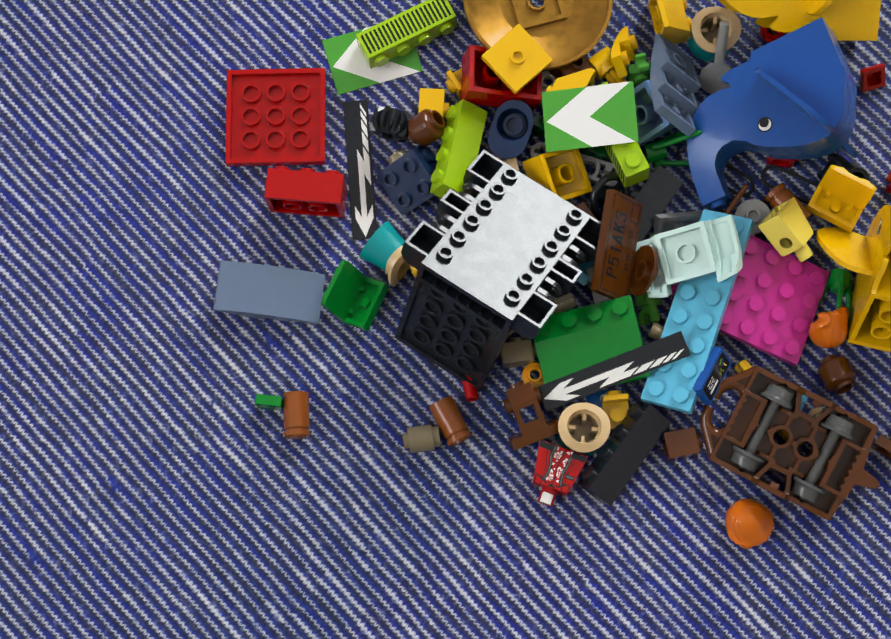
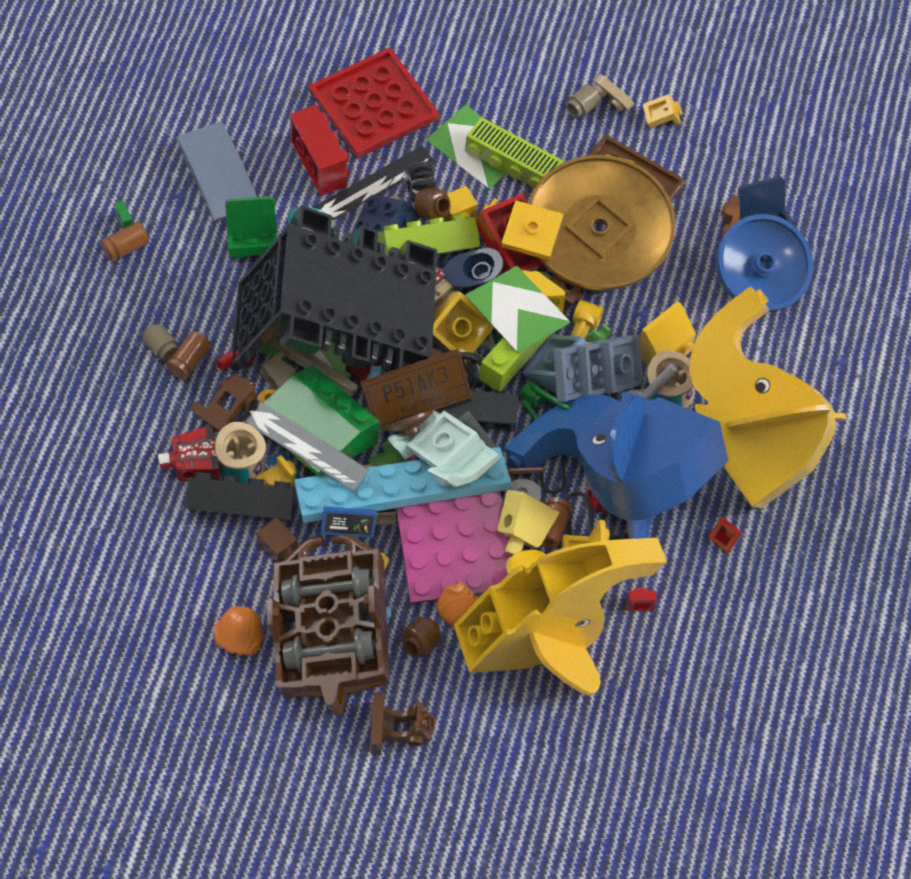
camera: 50 degrees right, 15 degrees down
(623, 51) = (614, 318): yellow slope -> none

